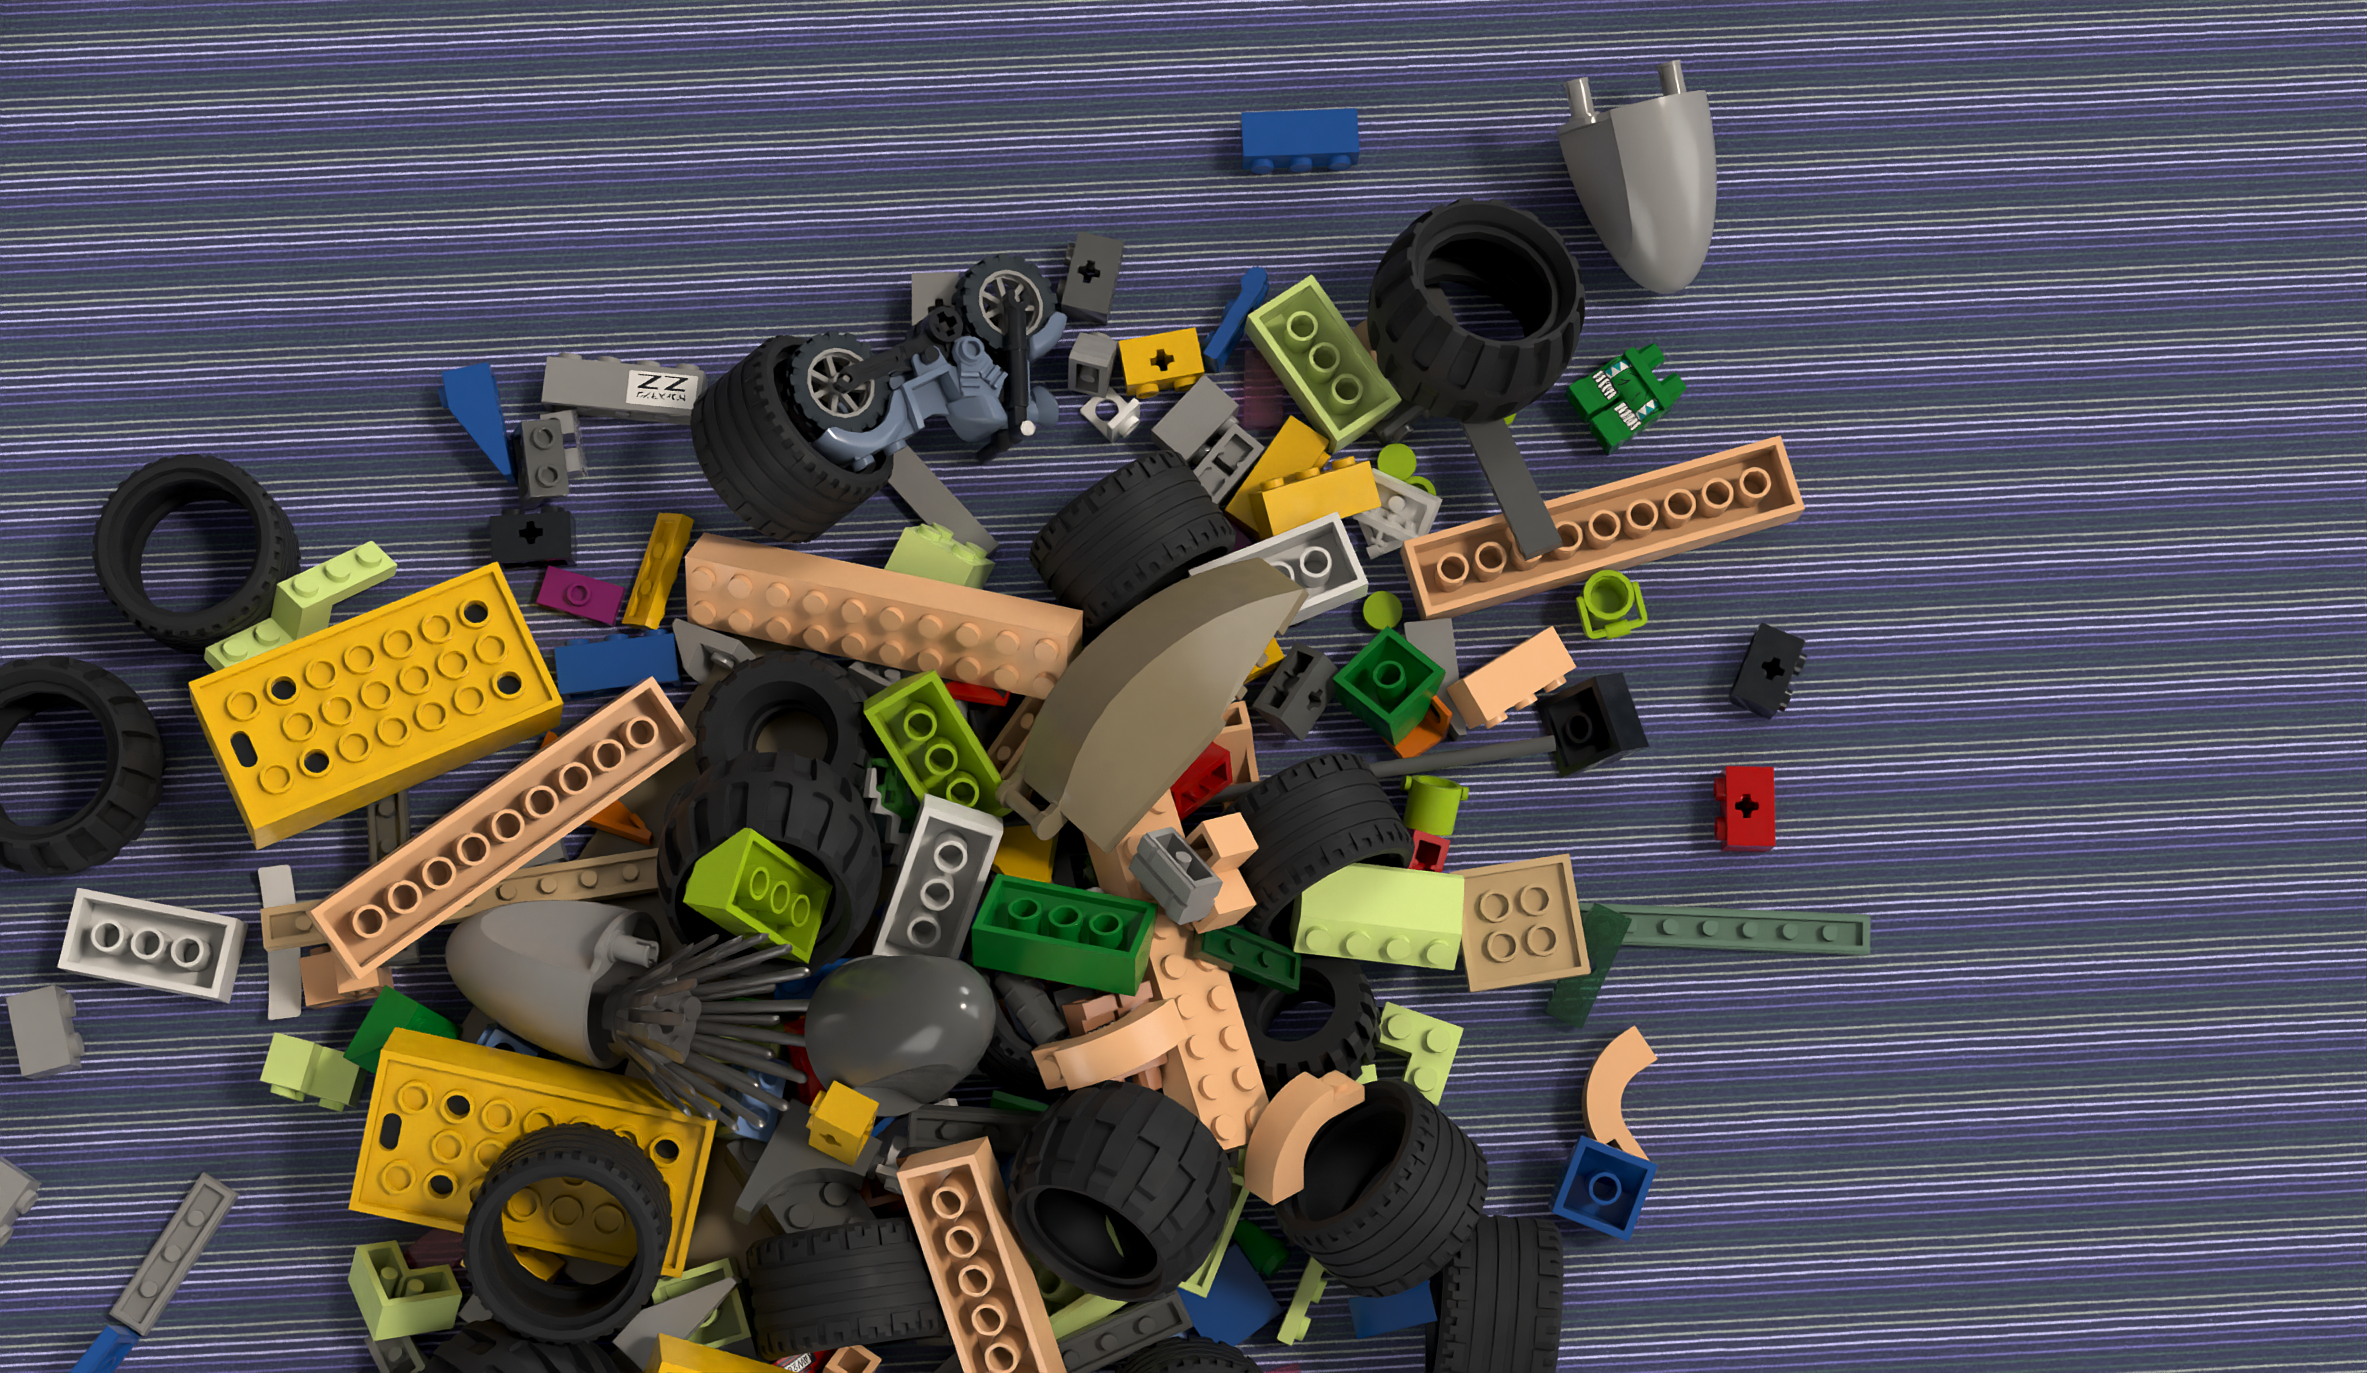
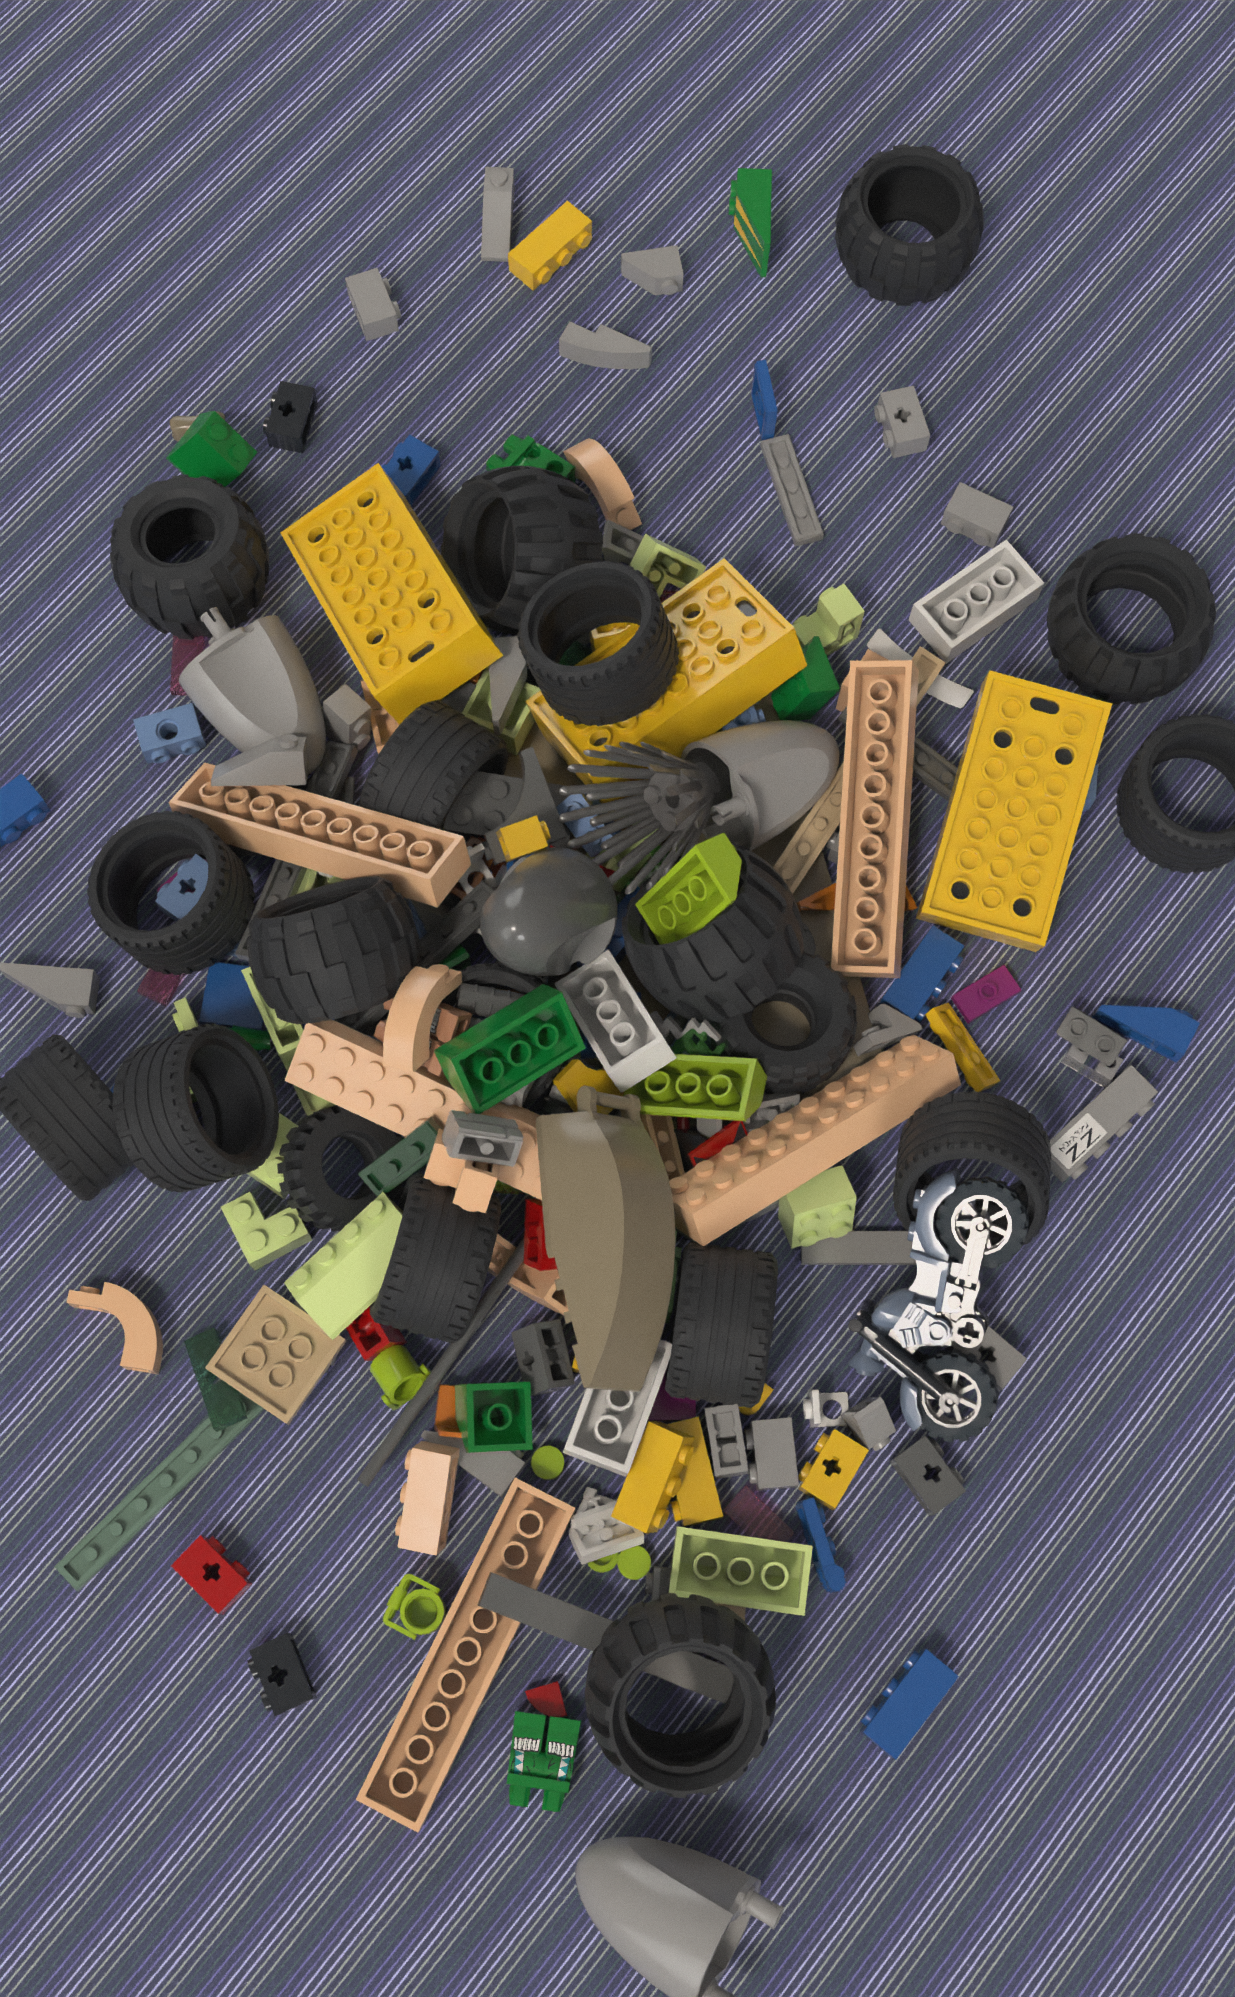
camera: 135 degrees right, 5 degrees down
(305, 604) = (1111, 825): yellowish green bracket -> none
(553, 548) = (1050, 977): black brick -> none
(1286, 1128) = (280, 1086): light nougat arch -> none
(1574, 436) = (547, 1699): none -> red tile
(1592, 724) = (354, 1526): black slope -> none
(1602, 1187) = (80, 1256): blue slope -> none

